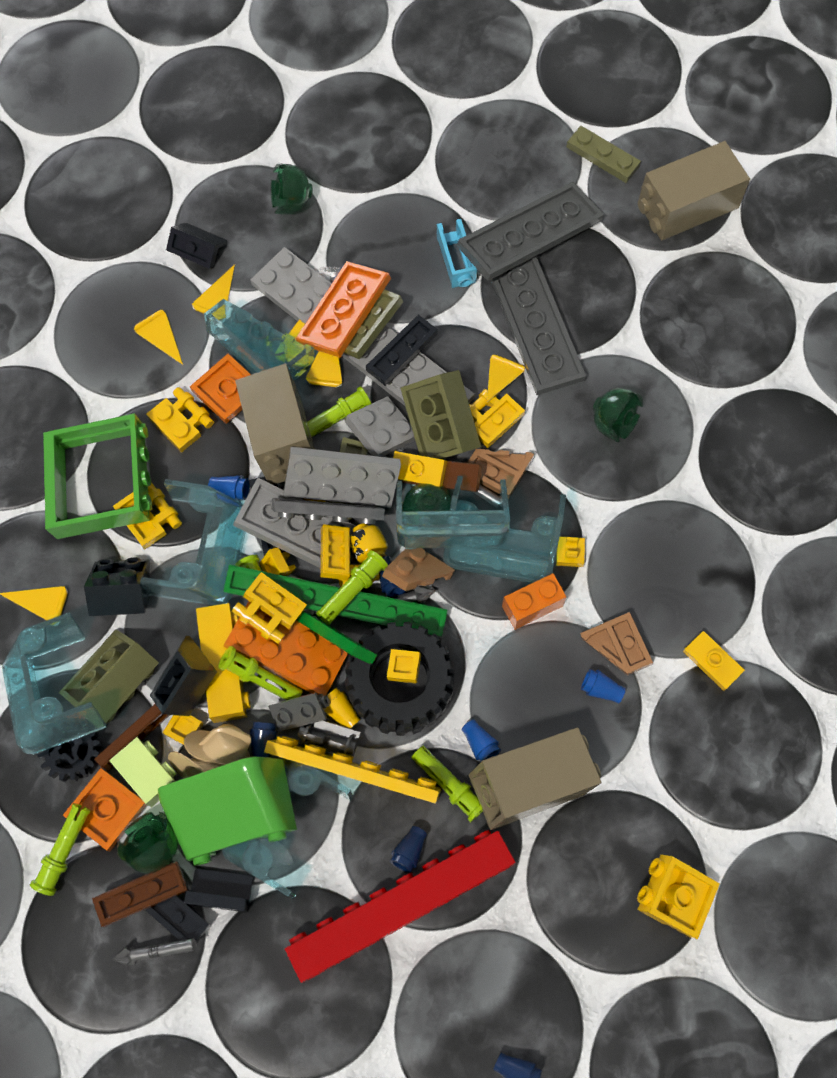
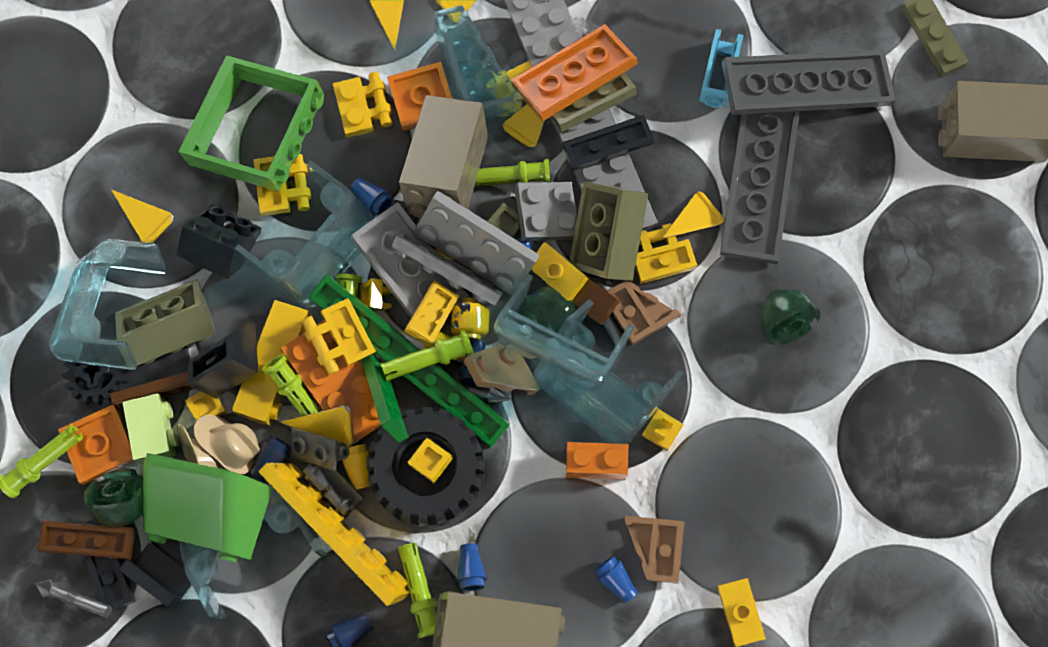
camera: 30 degrees right, 5 degrees up
(299, 683) = (329, 423): none -> yellow sticker

